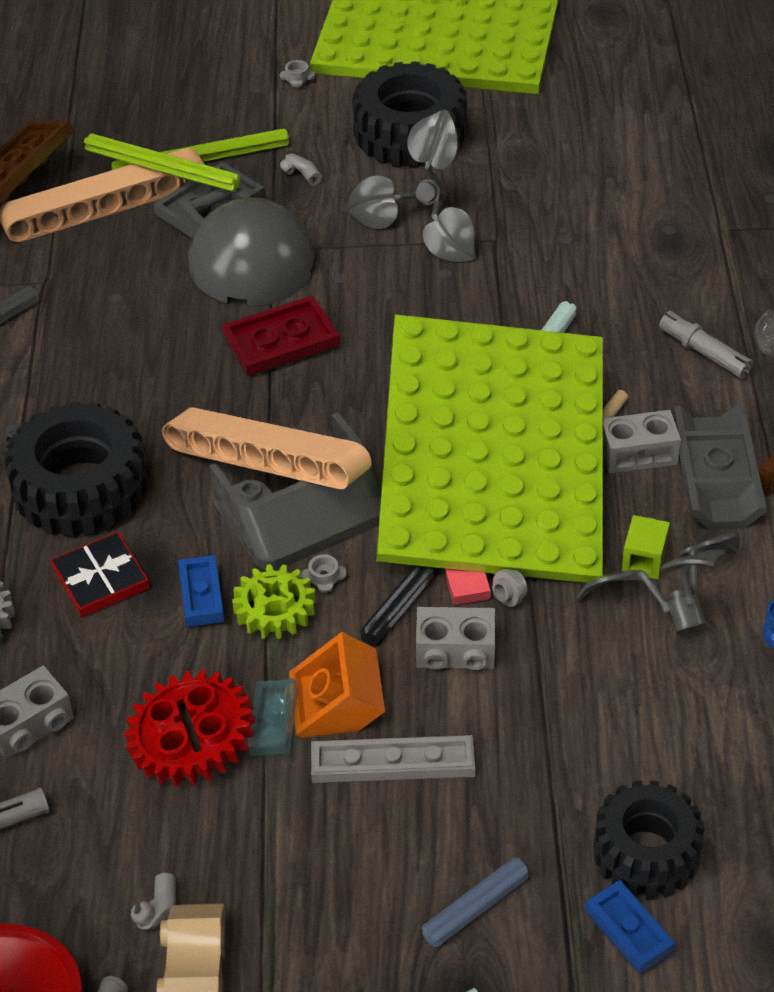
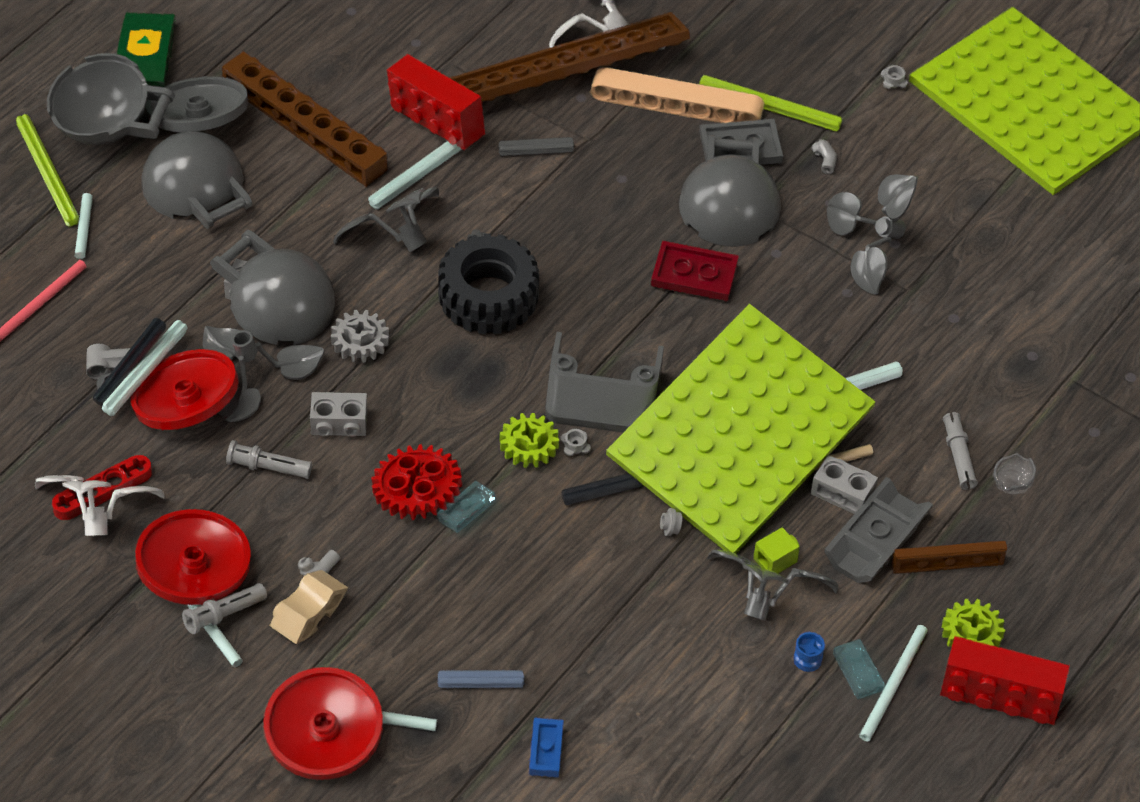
camera: 35 degrees right, 5 degrees up
(99, 574) = (450, 359): black tile -> none
(162, 162) = (725, 98): lime axle -> none
(200, 591) = (495, 406): blue plate -> none
(267, 447) = (602, 341): light nougat beam -> none
(338, 688) = (516, 514): orange slope -> none
(392, 759) = (512, 575): light grey tile -> none
(395, 100) = (939, 136): black tyre -> none
(455, 638) = (611, 526): light grey brick -> none
(467, 586) = (650, 506): coral tile -> none
(653, 811) = (593, 729): black tyre -> none

